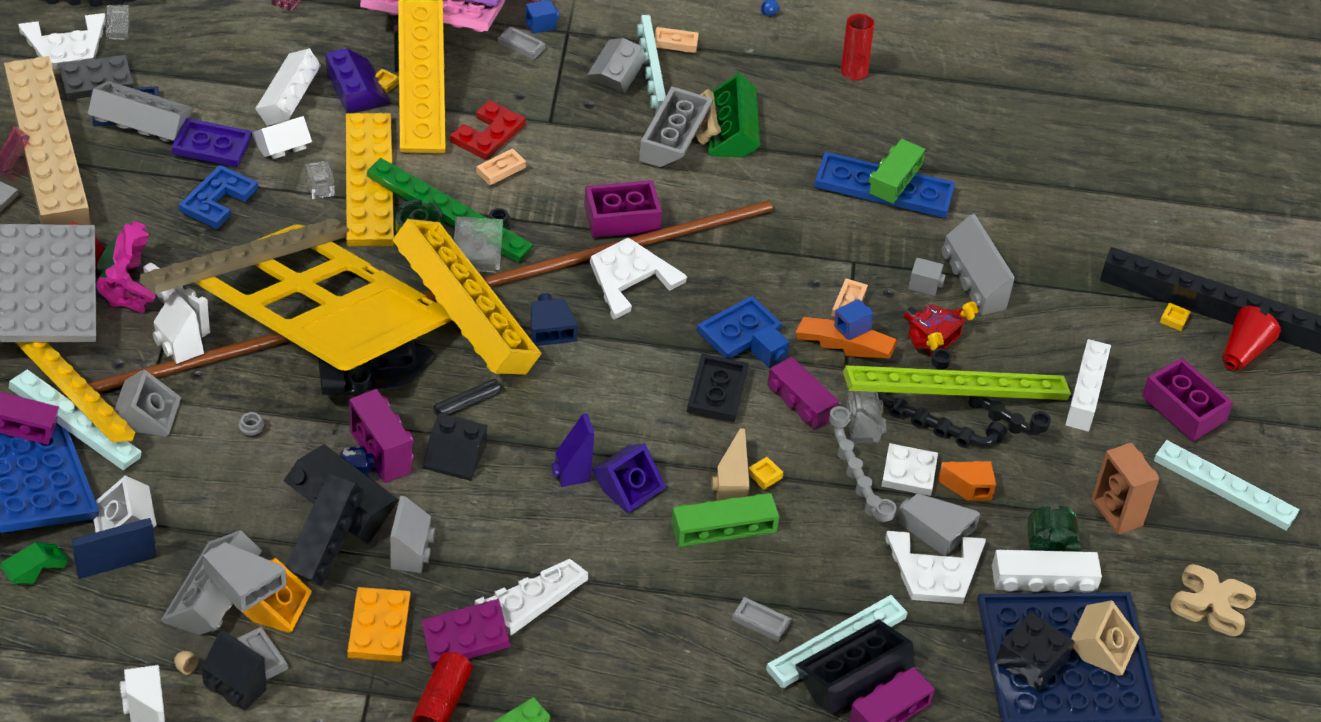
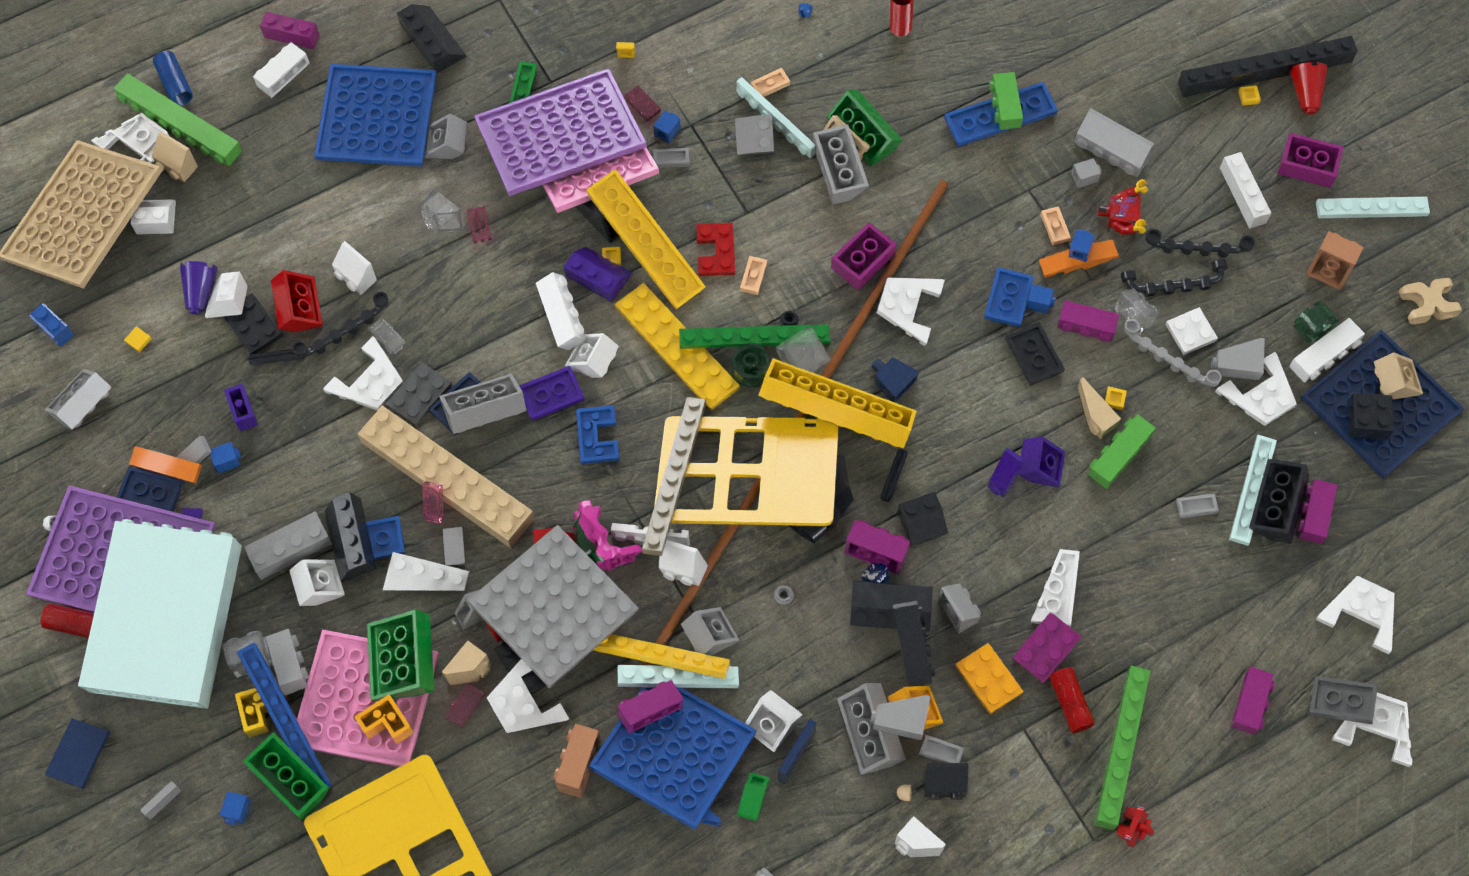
camera: 30 degrees left, 20 degrees up
(319, 179) = (651, 373): clear brick -> none
(956, 382) = (1179, 251): lime plate -> none
(969, 479) = (1234, 315): orange slope -> none

